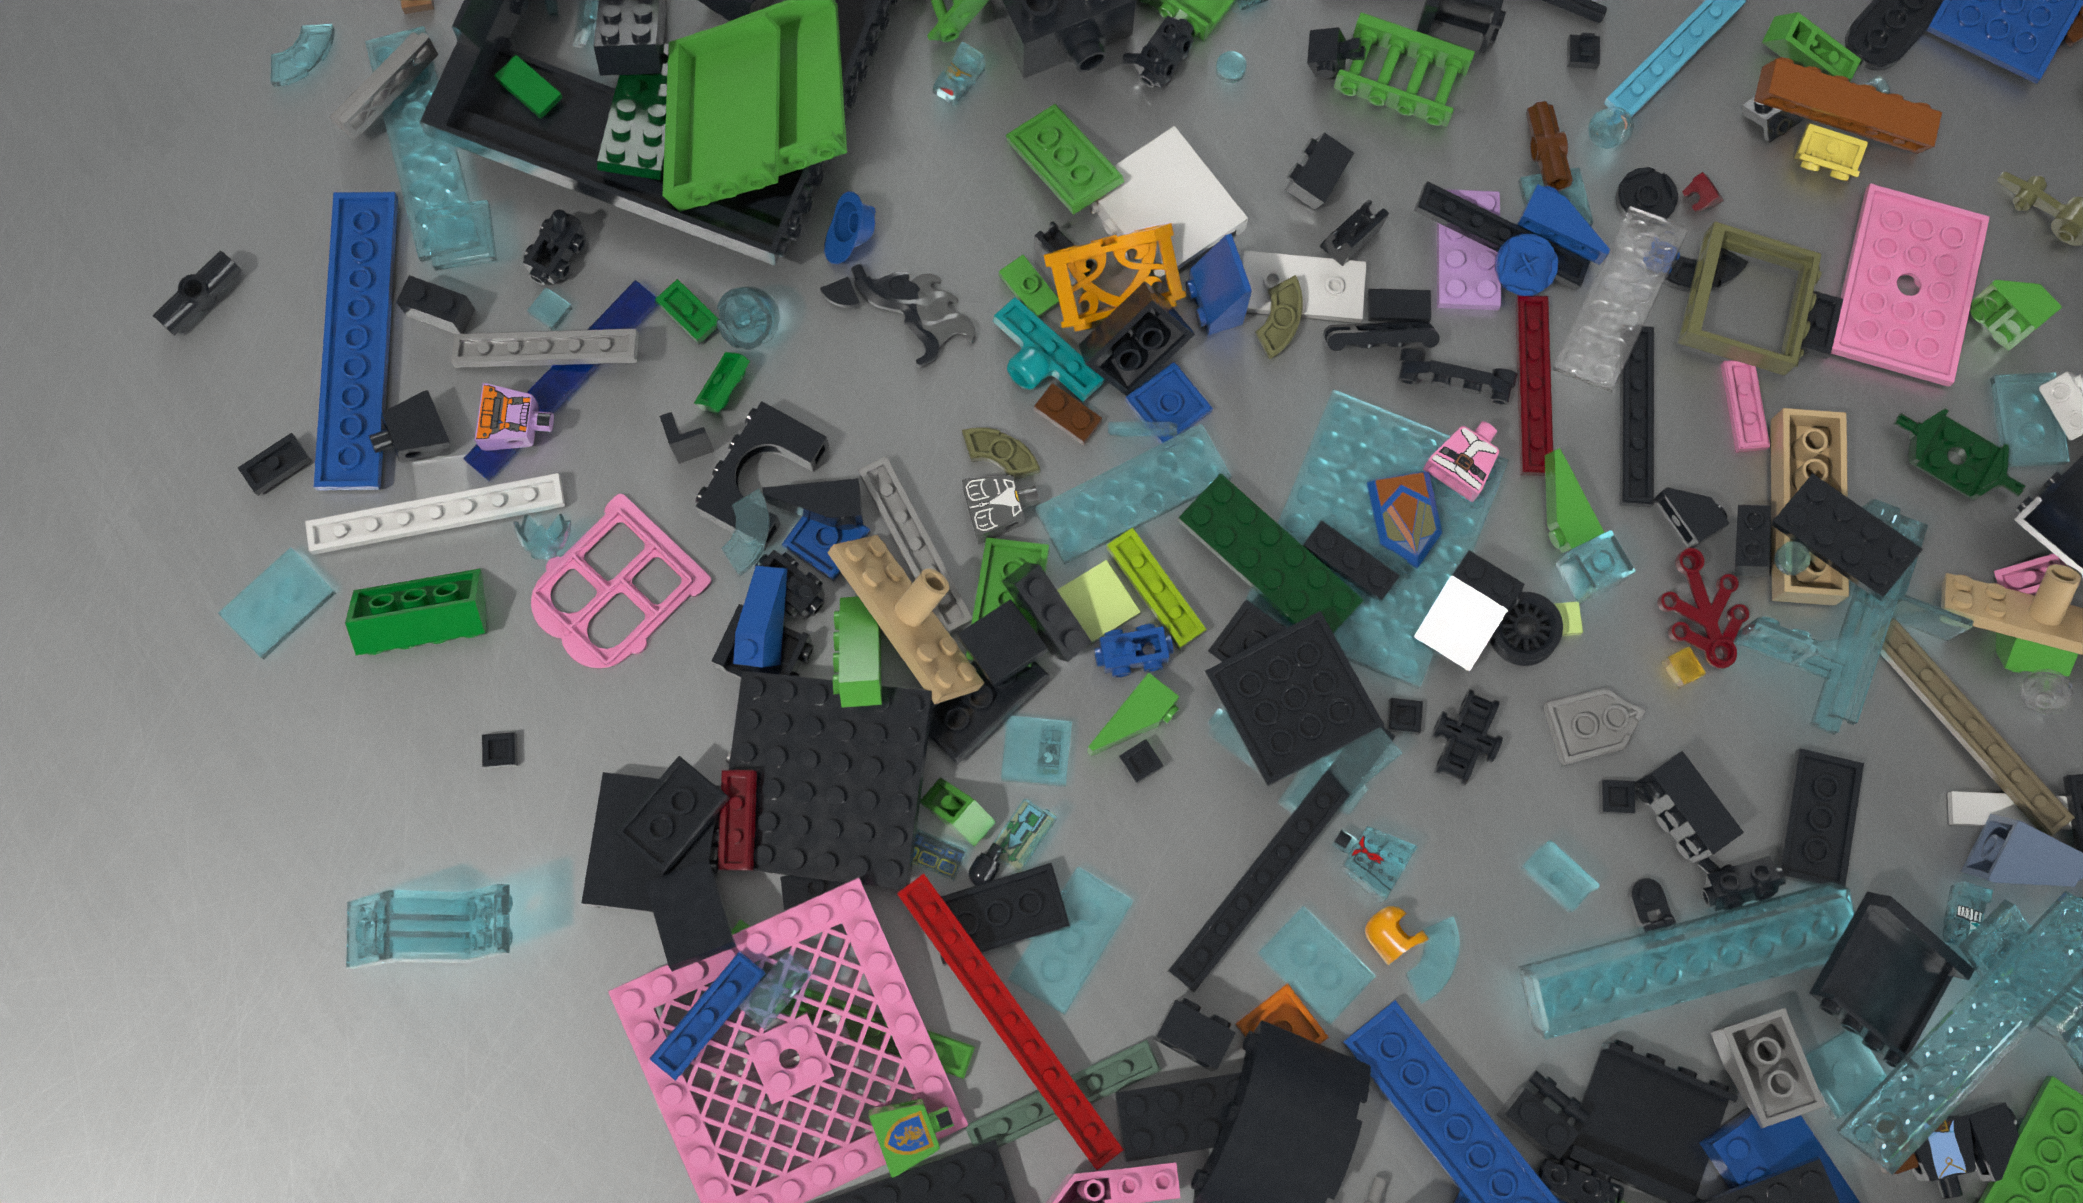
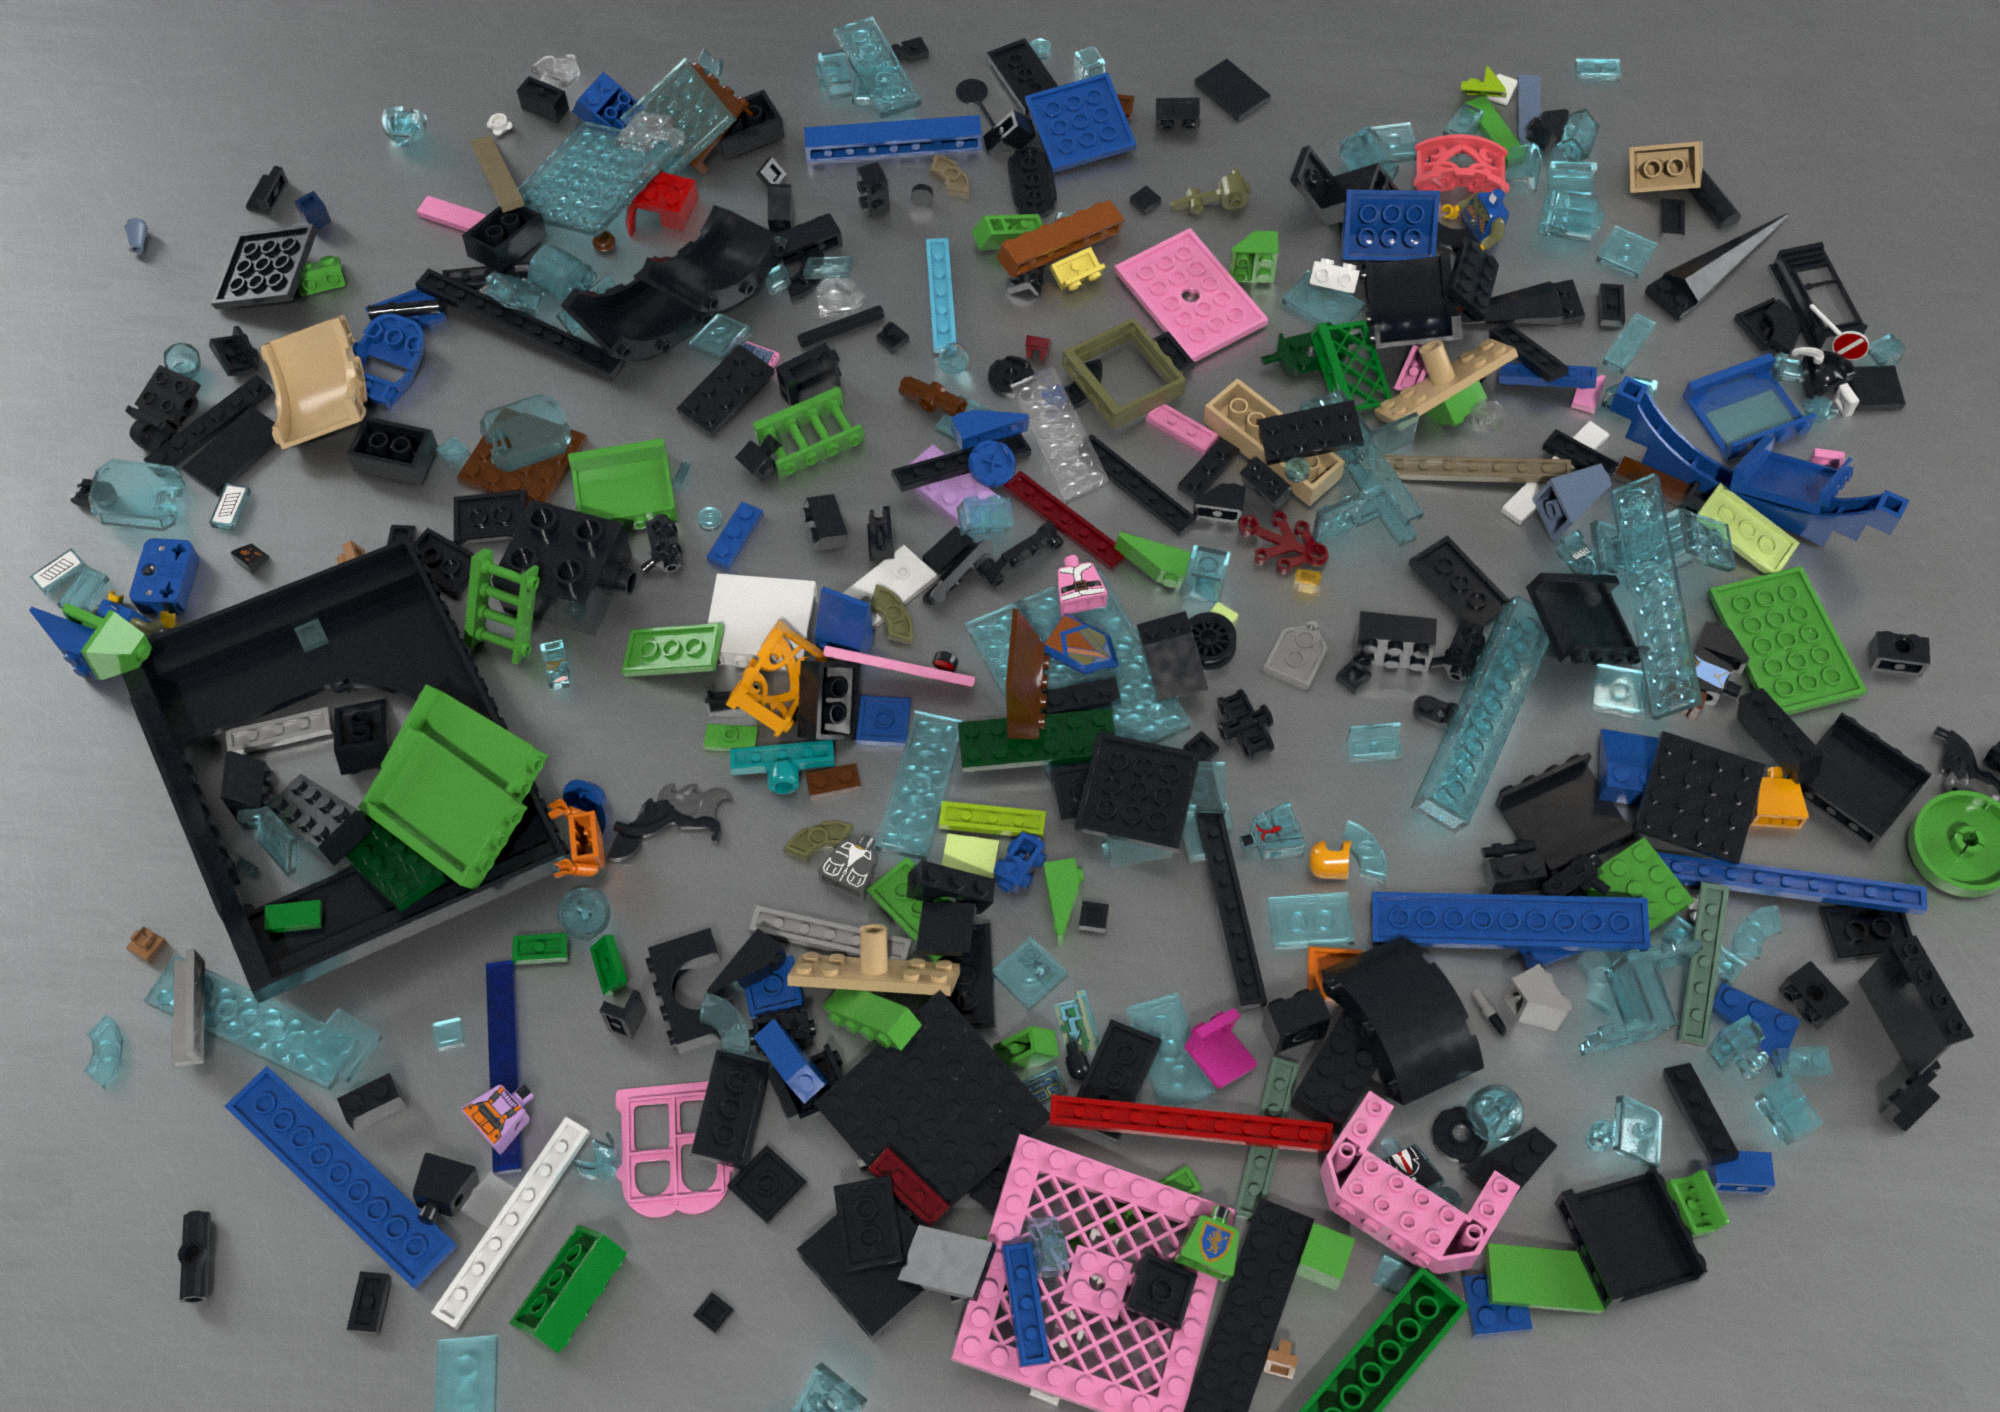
camera: 45 degrees left, 15 degrees down
(545, 348) = (473, 1055): light grey plate -> none
(556, 243) = (410, 989): black brick -> none
(646, 694) = (767, 1185): none -> black tile
(679, 604) = (730, 1110): none -> black plate
(805, 259) = (585, 841): none -> orange torso
(829, 1122) = (1161, 1291): none -> black tile
(1106, 988) = (1219, 1050): none -> dark pink bracket
(1142, 429) = (887, 744): clear light blue tile -> none
(1228, 369) = (900, 666): none -> bright pink tile
(1234, 104) = (734, 536): none -> blue plate
(1277, 406) = (945, 661): none -> black tile
(1310, 497) = (1025, 680): none -> reddish brown slope
(1462, 307) = (984, 515): none -> clear light blue brick
(1722, 470) = (1208, 468): none -> black plate
(1769, 1067) = (1584, 722): light grey slope -> none
(1956, 490) = (1332, 366): none -> green fence
(1983, 145) = (1145, 199): none -> black tile

